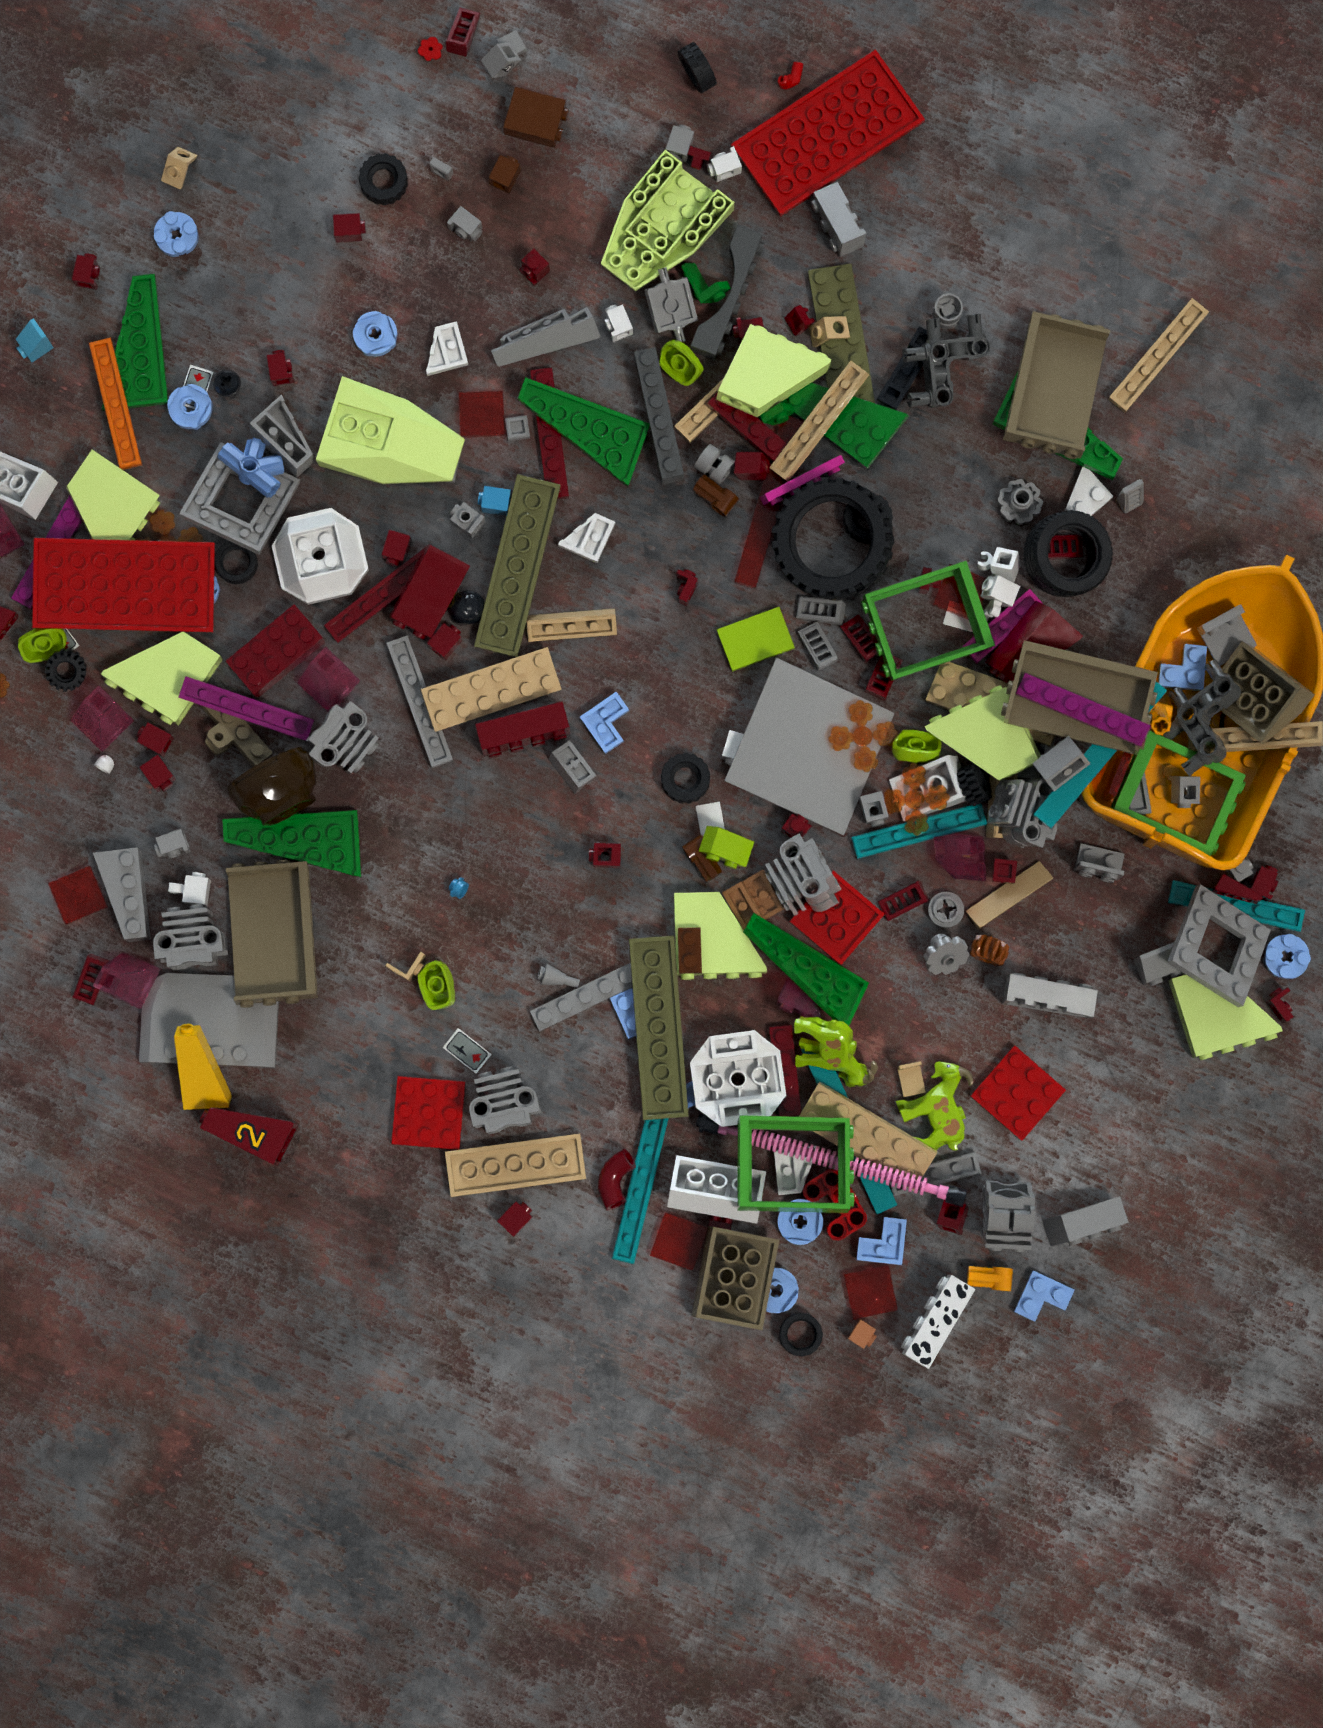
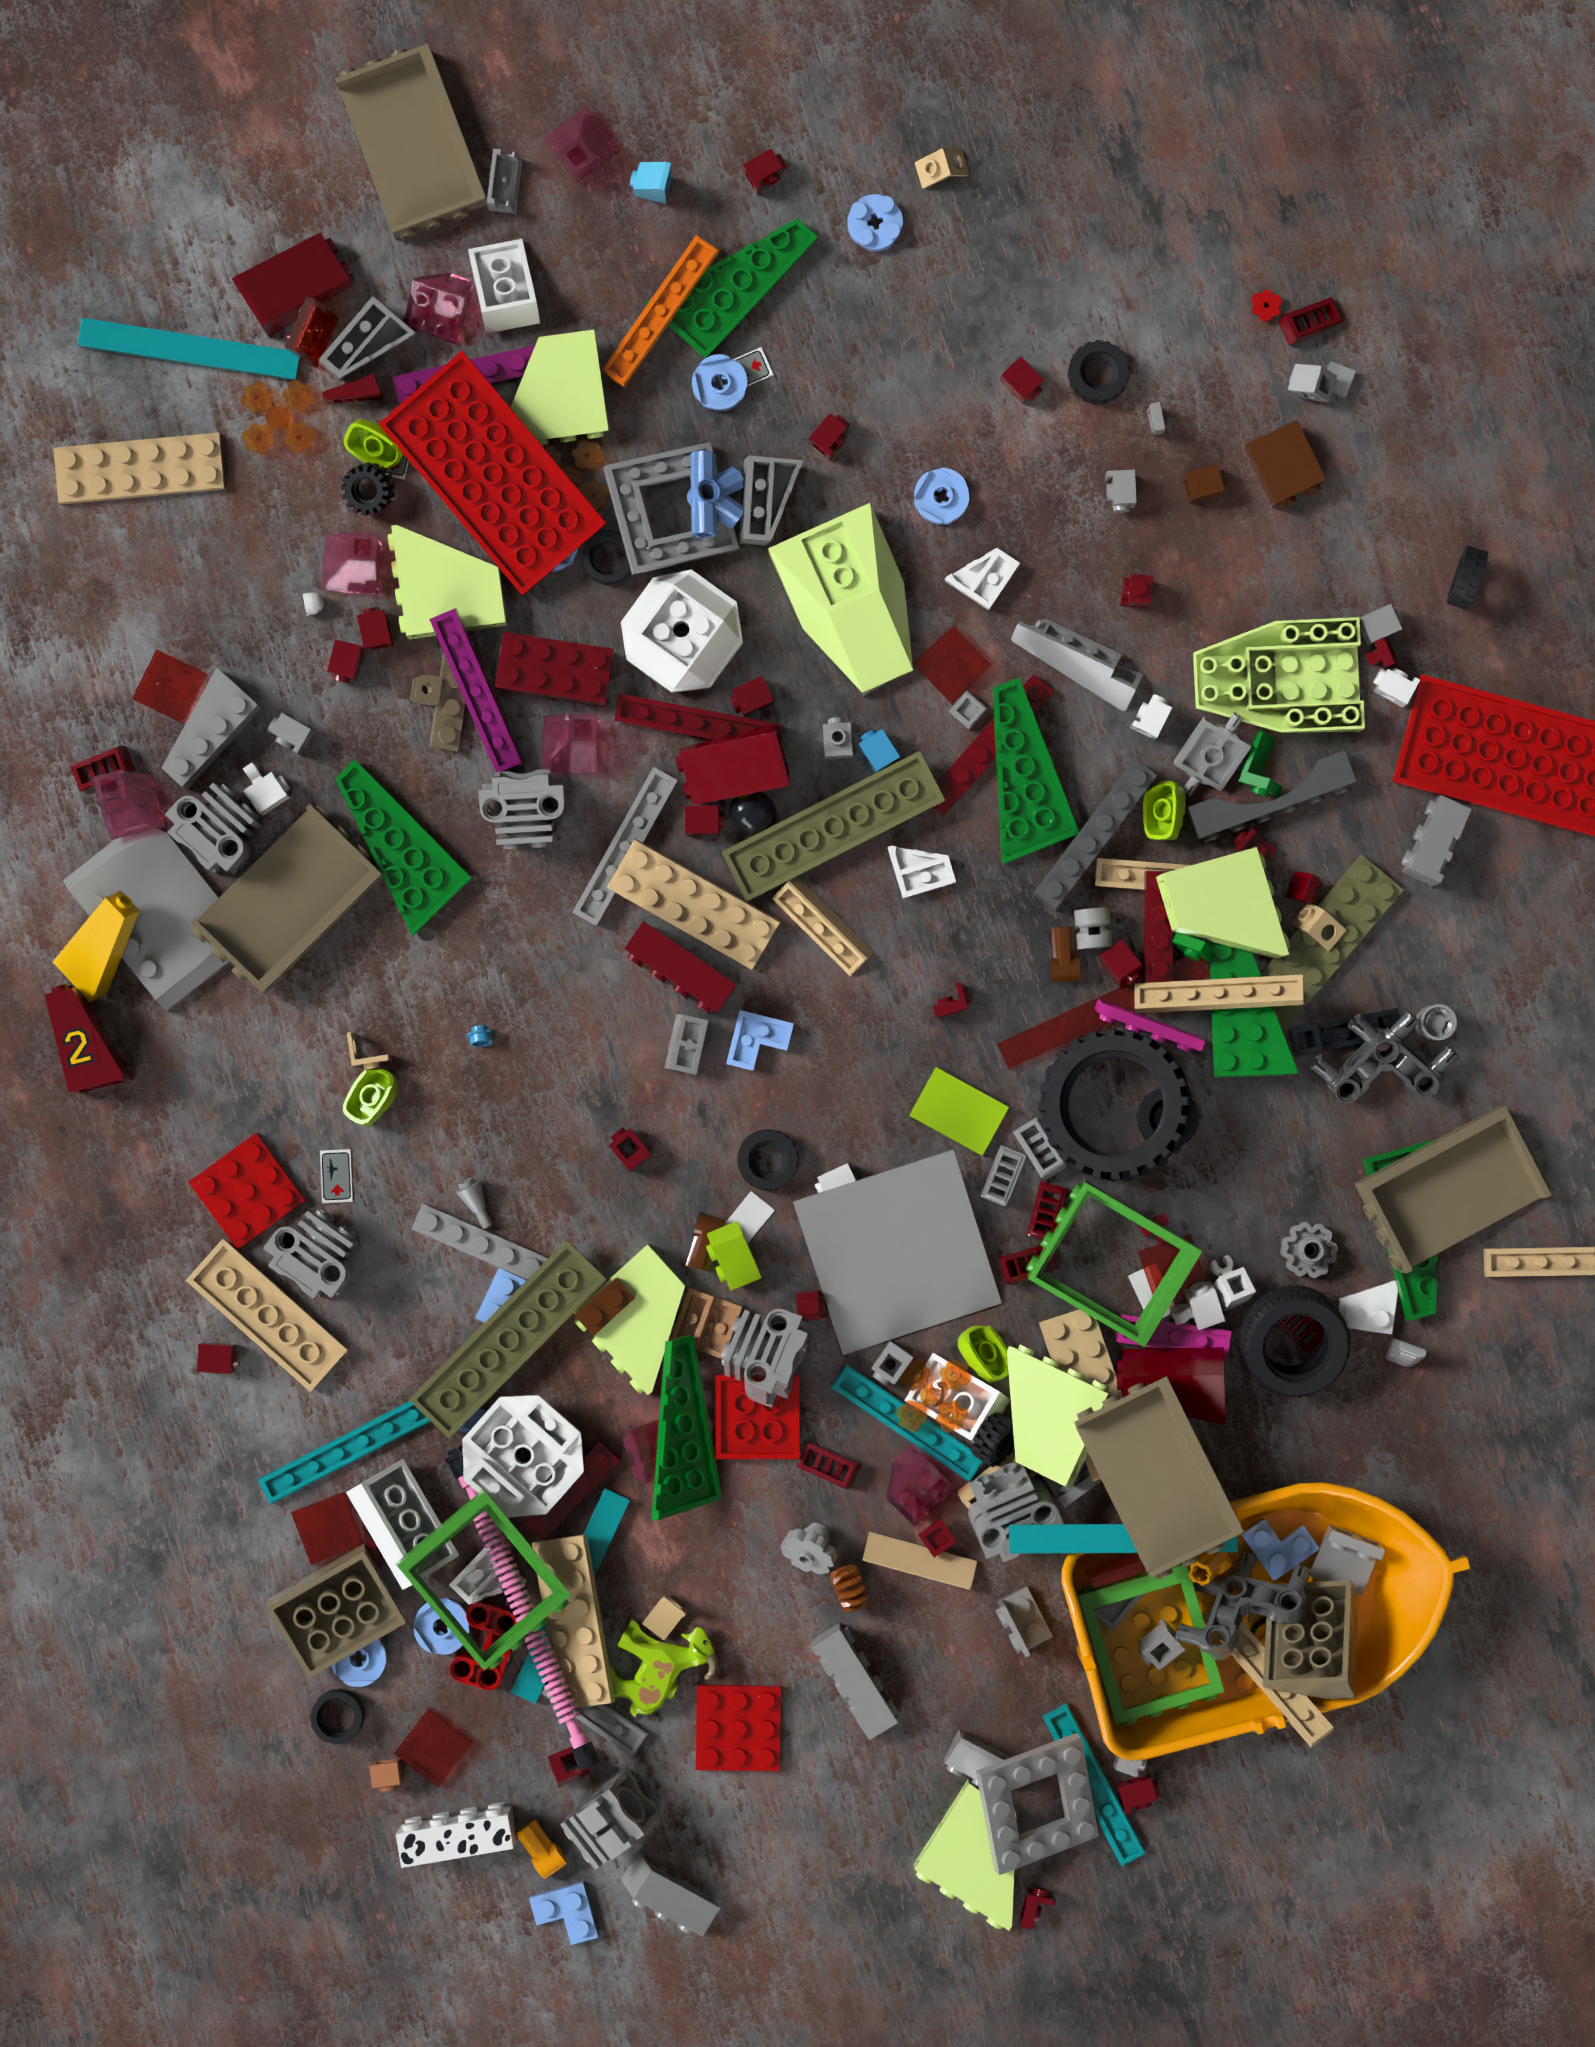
camera: 50 degrees right, 5 degrees up
(228, 375) = (764, 391): black piece -> none
(276, 787) = (421, 787): dark brown rock -> none
(611, 1177) = (331, 1414): dark red cylinder -> none
(792, 79) = (1538, 677): red arm -> none
(833, 1050) = (627, 1524): lime animal -> none
(862, 736) = (951, 1293): clear orange plant -> none
(889, 1248) = (487, 1730): light blue plate -> none
(951, 900) = (867, 1510): light grey gear -> none
(1061, 763) = (1079, 1510): light grey brick -> none
(1083, 710) = (1146, 1491): magenta plate -> none
(1231, 888) = (1104, 1766): dark red slope -> none
(1287, 943) = (1073, 1883): light blue plate -> none

